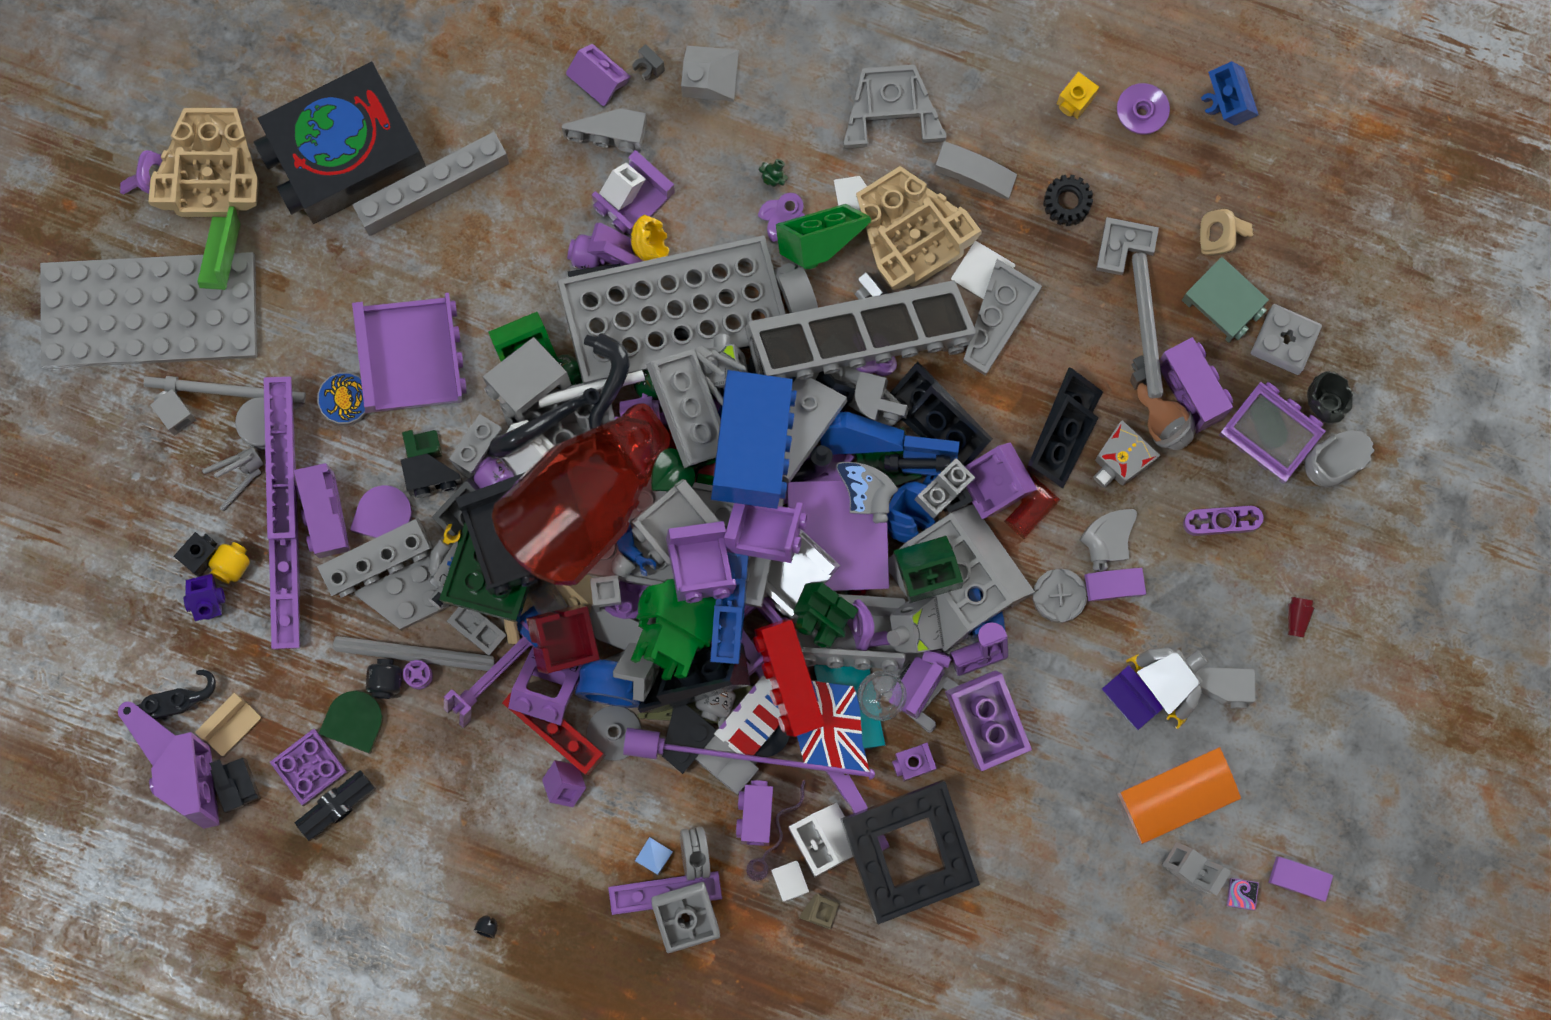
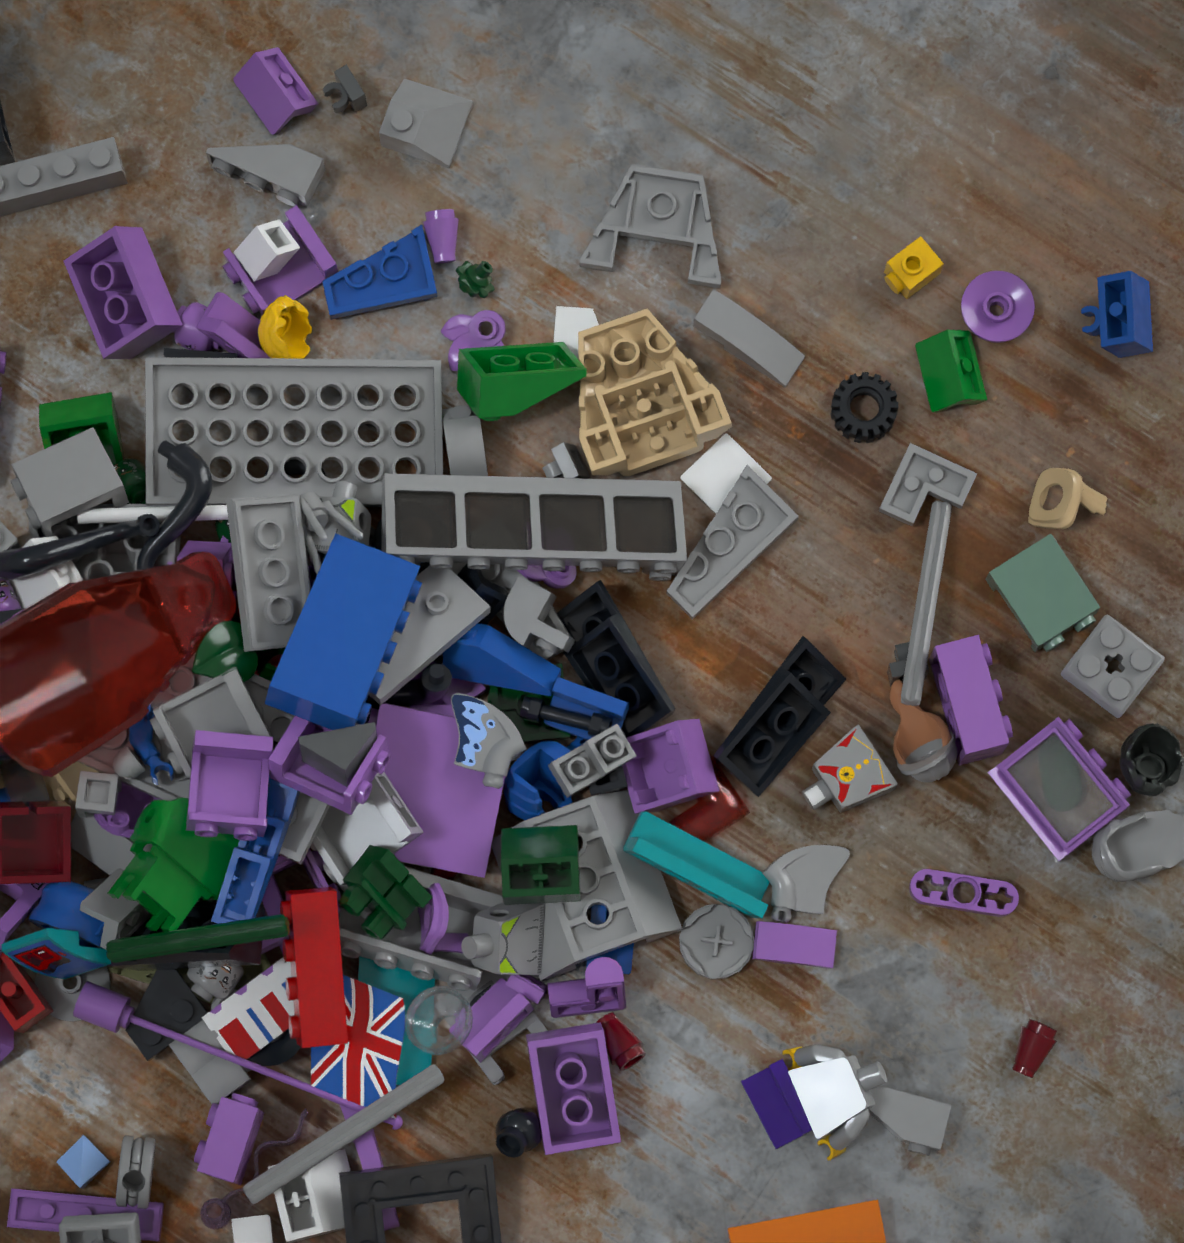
camera: 15 degrees right, 0 degrees up
(528, 239) = (122, 292): none -> medium lavender brick
(602, 712) = (55, 953): none -> slope
(704, 675) = (198, 938): none -> dark green axle
(709, 188) = (386, 279): none -> blue wing
(741, 147) = (442, 234): none -> medium lavender cone
(772, 520) = (338, 751): none -> dark grey slope
(836, 790) = (343, 1134): none -> light grey axle
(925, 762) = (475, 1120): medium lavender brick -> none
(957, 761) = (517, 1132): none -> black animal
(1015, 682) = (621, 1043): none -> dark red cone
(1034, 544) = (698, 864): none -> teal panel
(1120, 160) = (950, 370): none -> green panel

